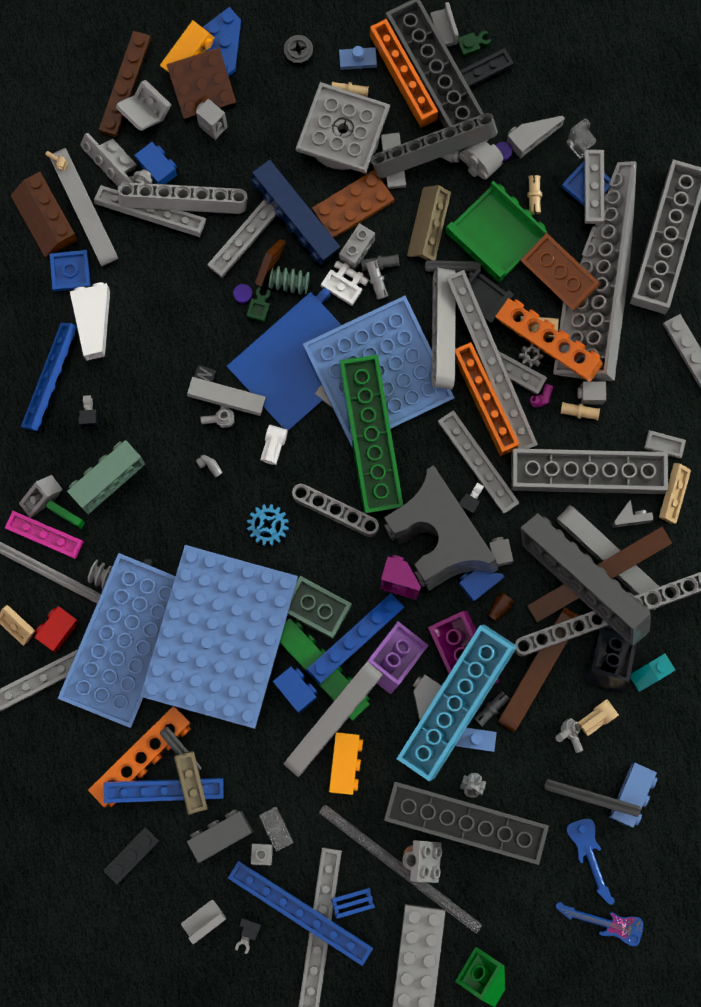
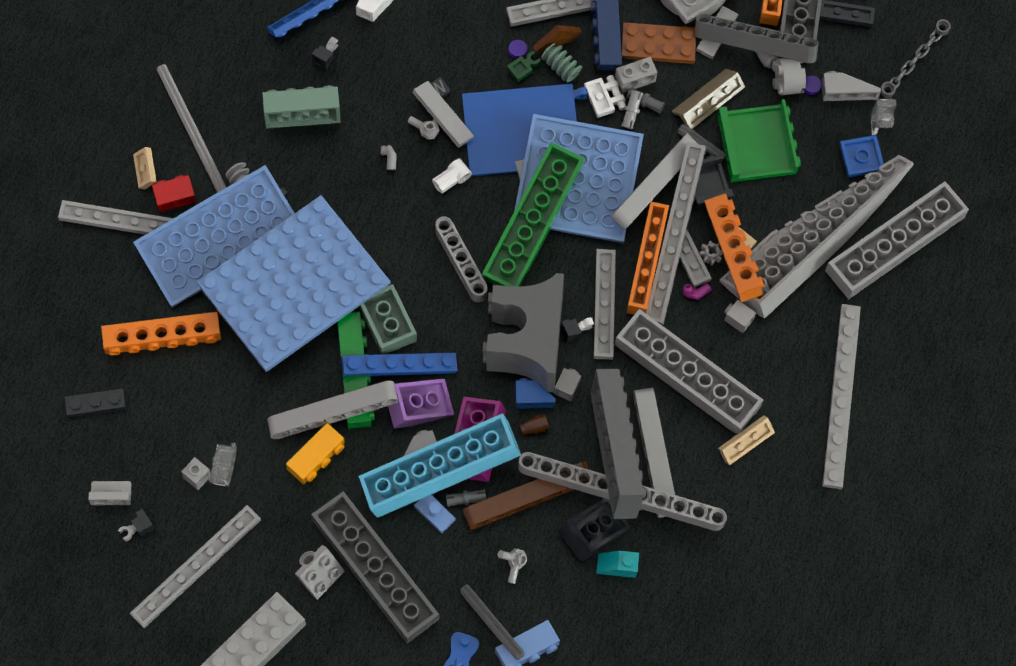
camera: 30 degrees right, 10 degrees down
(39, 495) = (240, 87): light grey slope -> none
(44, 534) = (220, 118): dark pink plate -> none
(65, 514) = (248, 114): green tile -> none
(157, 790) = (159, 368): blue plate -> none
(174, 743) = (195, 343): dark grey axle -> none
(190, 782) = (184, 377): dark tan tile -> none
(219, 835) = (174, 434): dark grey brick -> none
(275, 520) = (407, 233): dark azure gear -> none
(295, 689) = (322, 368): blue brick -> none
(300, 913) = (190, 539): blue plate -> none
(368, 898) = (239, 556): blue tile -> none
(399, 578) = (465, 337): magenta slope -> none
(399, 868) = (295, 565): clear axle -> none
(473, 785) = (404, 543): light grey gear -> none
(534, 195) = (811, 134): tan pin -> none
(560, 272) = (785, 205): dark orange plate -> none
(568, 107) = (889, 85): none -> dark grey piece
(580, 411) = (718, 323): tan pin -> none
(594, 186) = (864, 159): light grey plate -> none
(600, 716) = (552, 567): tan piece -> none
(613, 566) = (648, 455): reddish brown tile -> none
(627, 518) = (691, 431): light grey slope -> none
(664, 443) = (772, 402): light grey tile -> none

